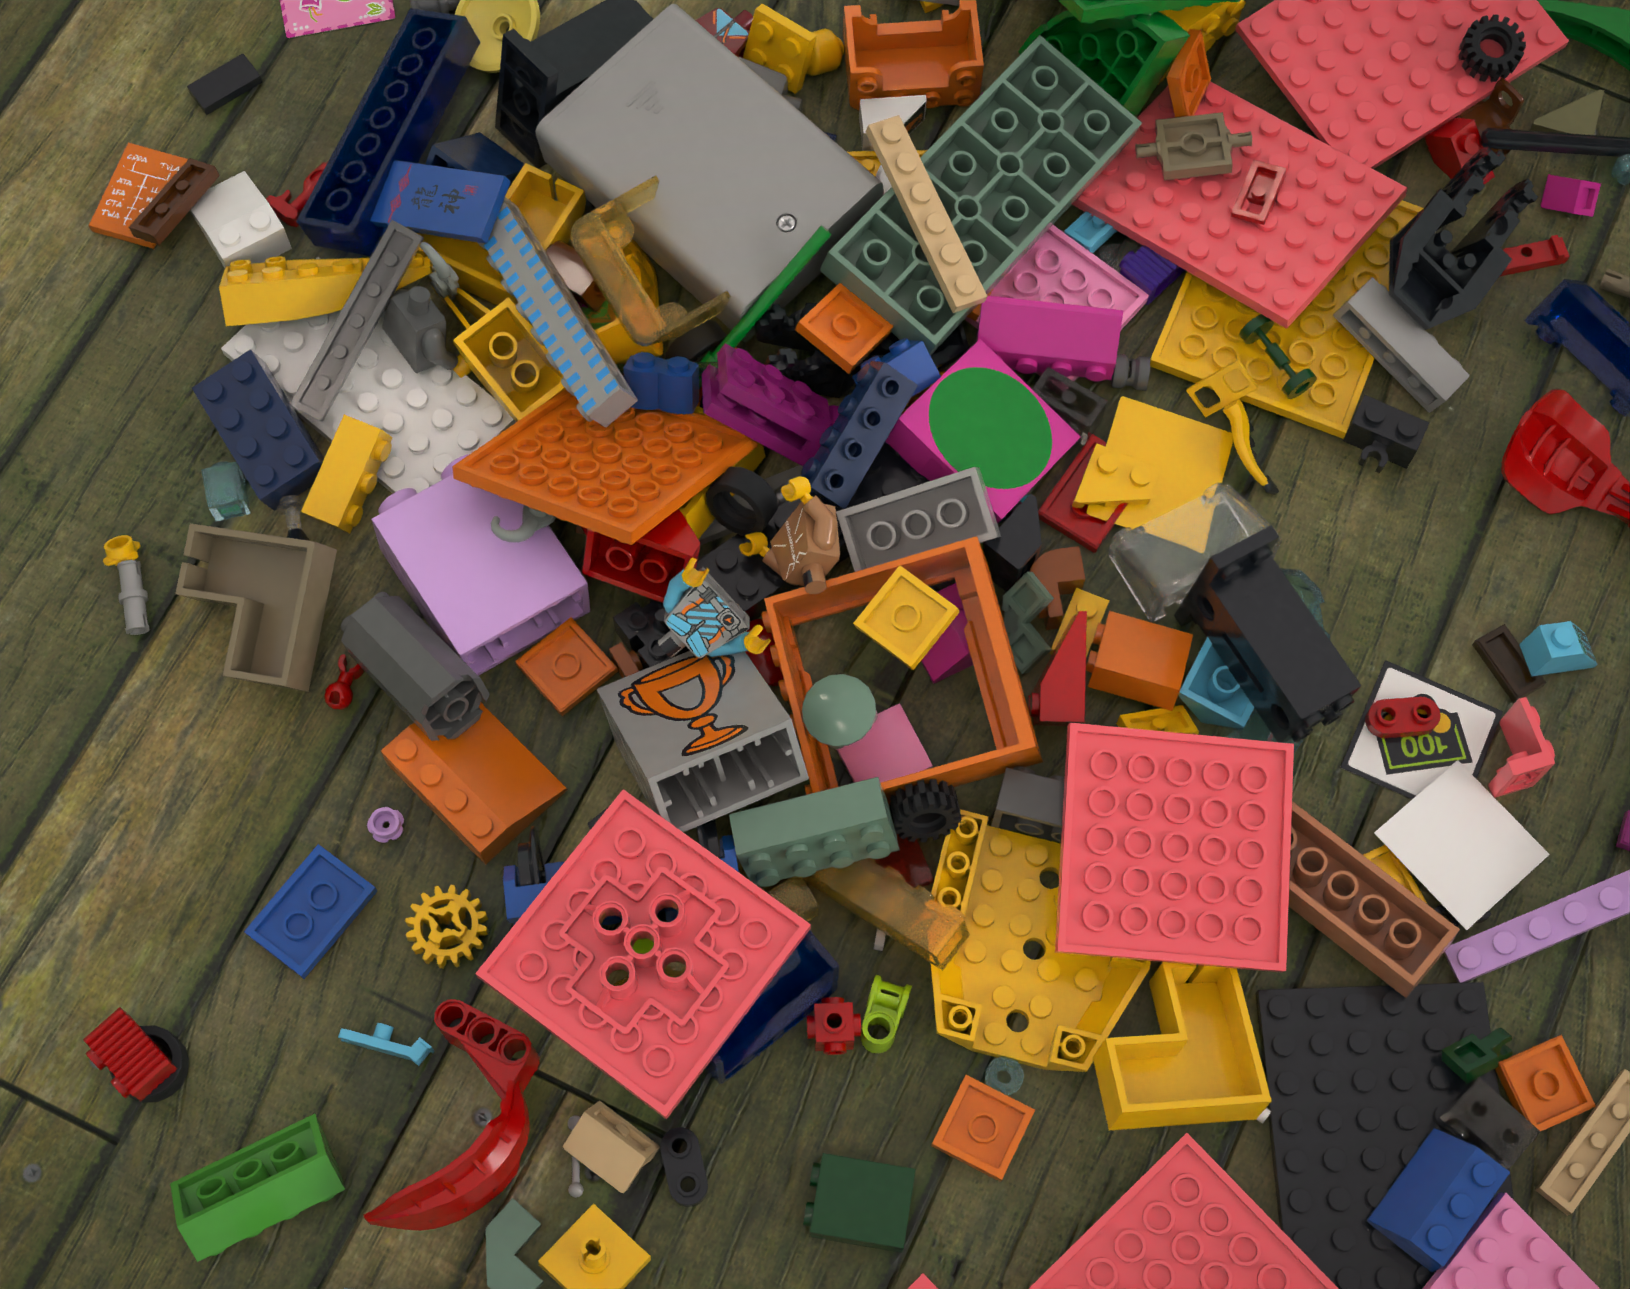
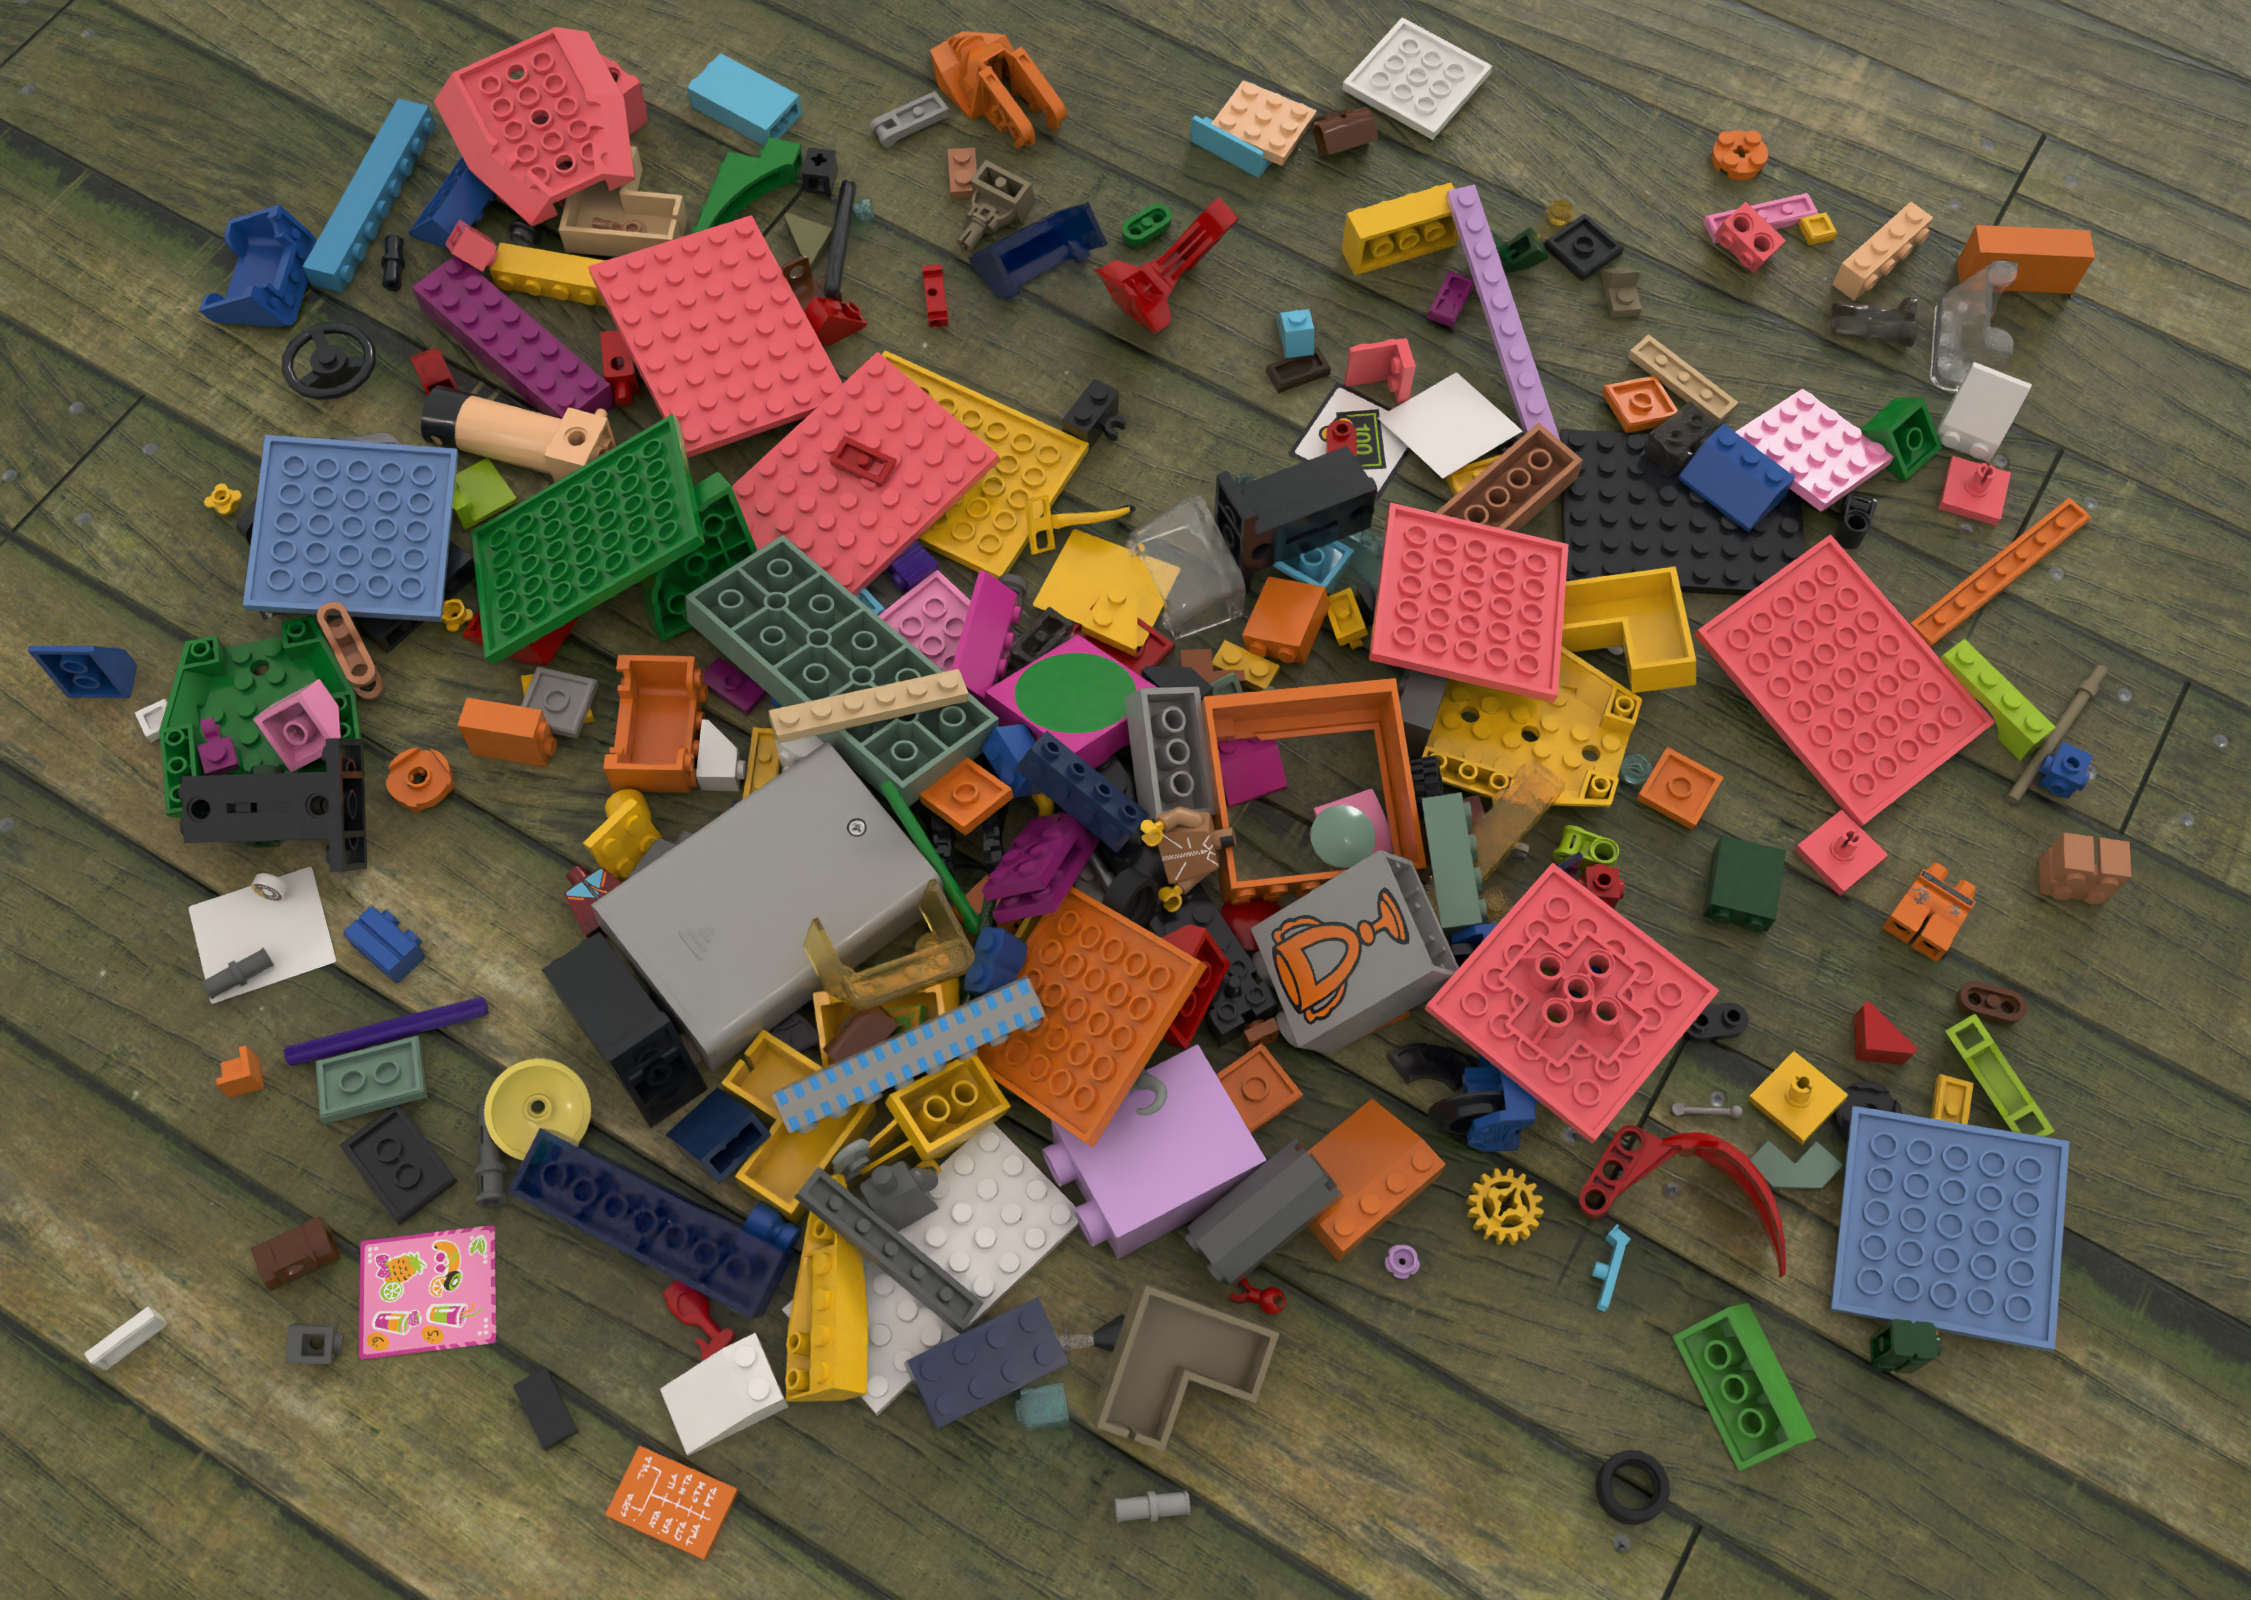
camera: 85 degrees left, 5 degrees down
(120, 549) = (1092, 1519): yellow plate -> none
(129, 1055) = (1637, 1493): red brick -> none
(174, 201) = (696, 1456): reddish brown plate -> none
(310, 911) = (1486, 1332): blue plate -> none
(347, 474) = (1045, 1276): yellow brick -> none
(441, 201) = (765, 1159): blue tile -> none
(610, 1146) = (1701, 1076): tan panel -> none
(705, 618) = (1254, 932): torso -> none
(906, 617) = (1272, 763): yellow plate -> none
(1061, 687) = (1297, 664): red slope -> none
(1189, 75) = (747, 499): orange plate -> none
(1193, 146) = (804, 504): dark tan plate -> none
(1298, 382) = (1044, 465): dark green wheel -> none
(1401, 345) = (1015, 388): light grey brick -> none
(1444, 283) = (928, 327): black connector -> none
(1476, 1057) = (1627, 437): dark green plate -> none
(1496, 31) = (755, 252): black tyre -> none
(1570, 195) = (884, 252): dark pink panel -> none

